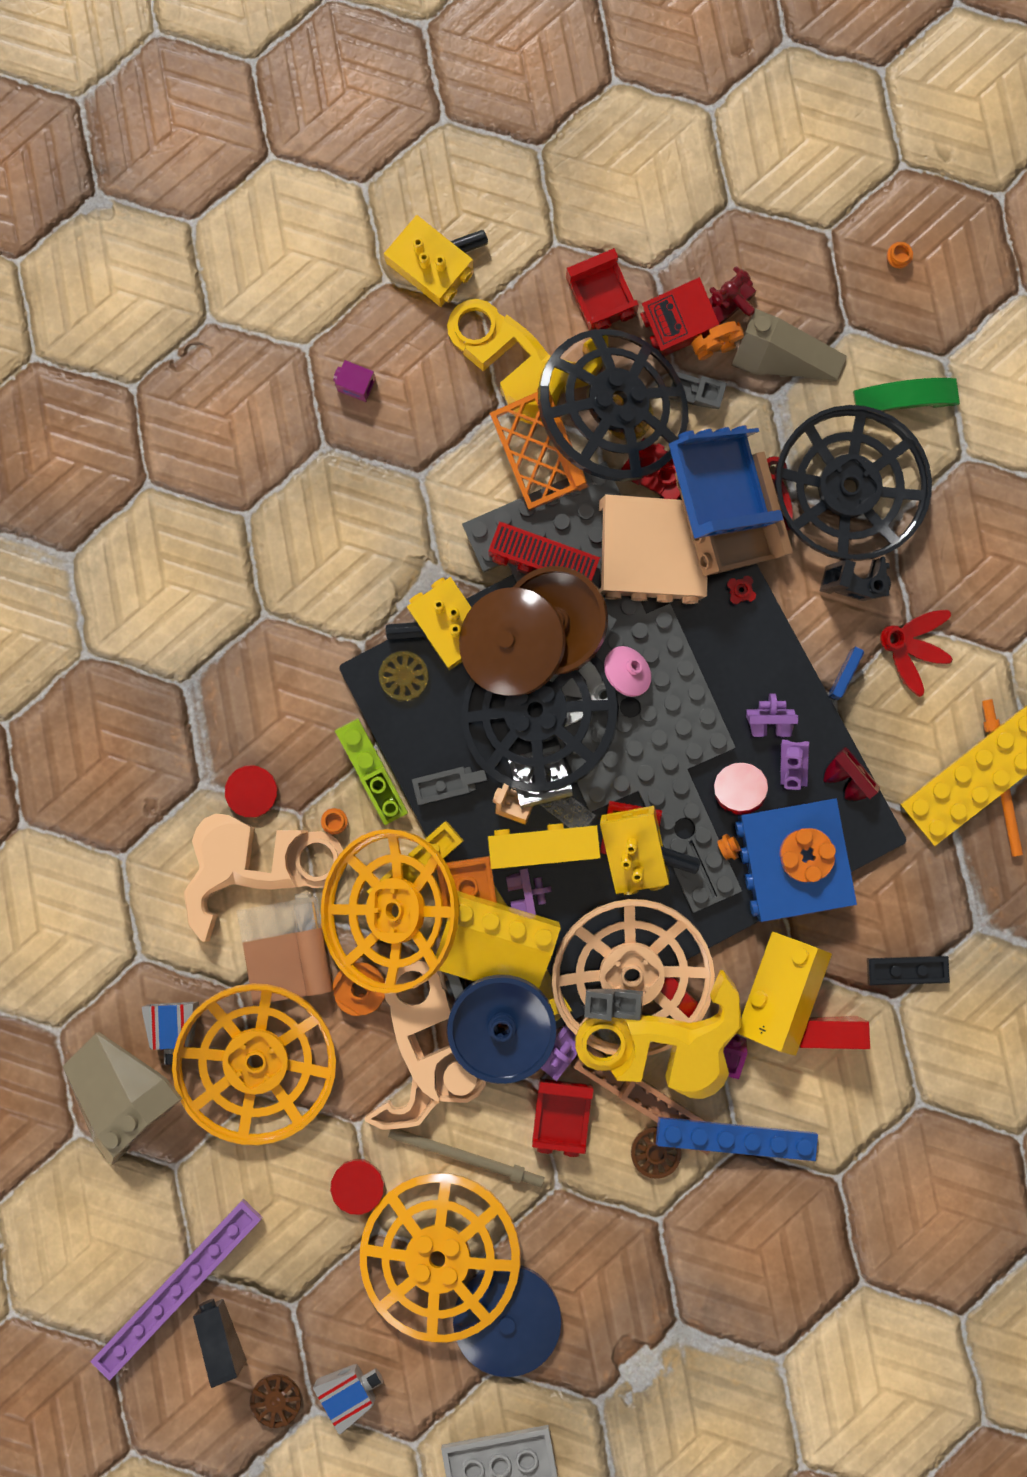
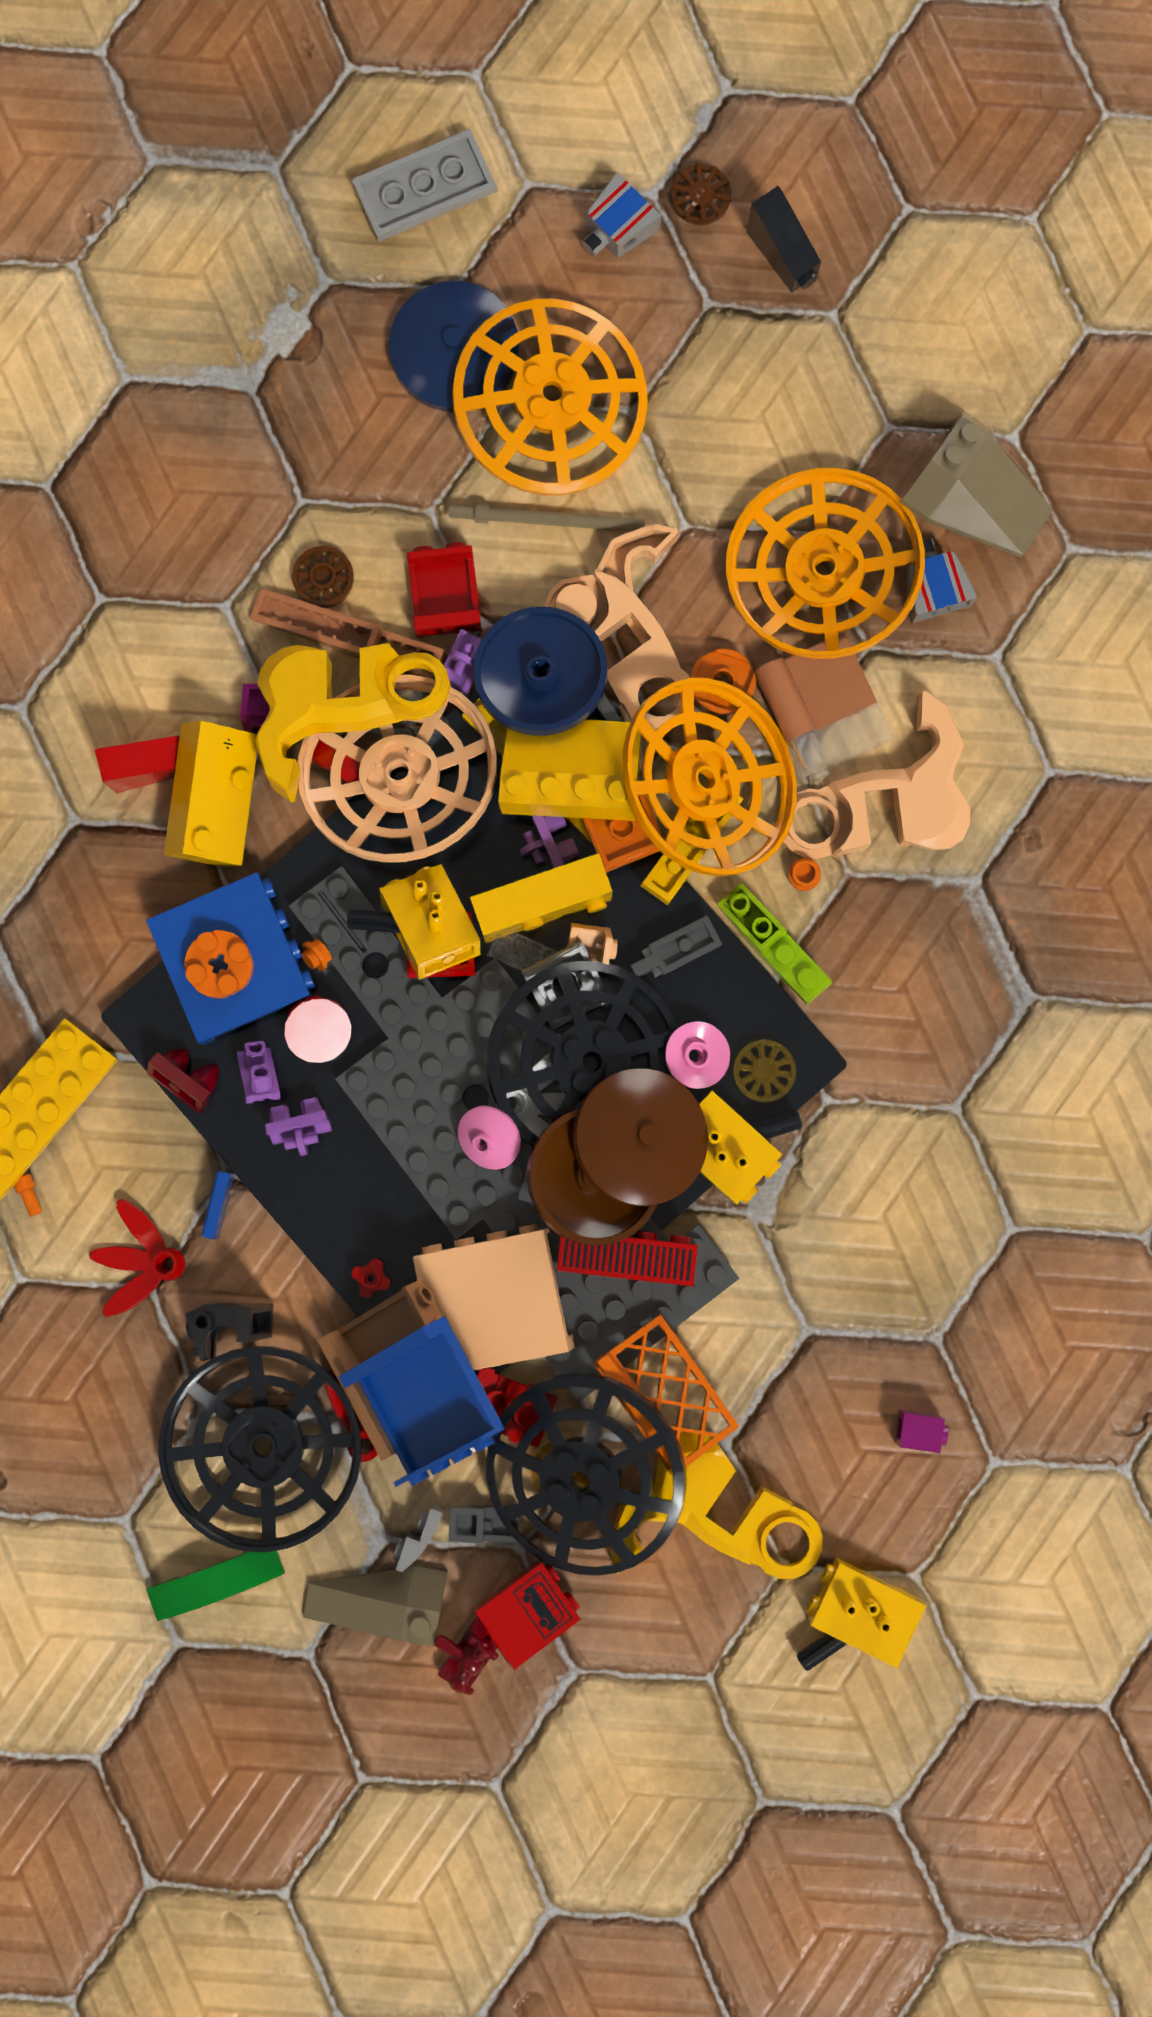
camera: 165 degrees right, 0 degrees up
(176, 1289) = (848, 290): medium lavender plate -> none
(251, 791) = (914, 886): red tile -> none
(357, 1186) = (667, 454): red tile -> none
(441, 693) = (712, 1053): none -> bright pink dish
(601, 291) = (635, 1625): red panel -> none
(611, 1003) = (413, 732): dark grey slope -> none
(720, 338) = (467, 1598): orange plate -> none
(736, 1139) = (230, 613): blue plate -> none
(756, 384) = (410, 1549): none -> light grey slope
(899, 255) = (263, 1768): orange plate -> none
(908, 970) = (66, 861): black tile -> none

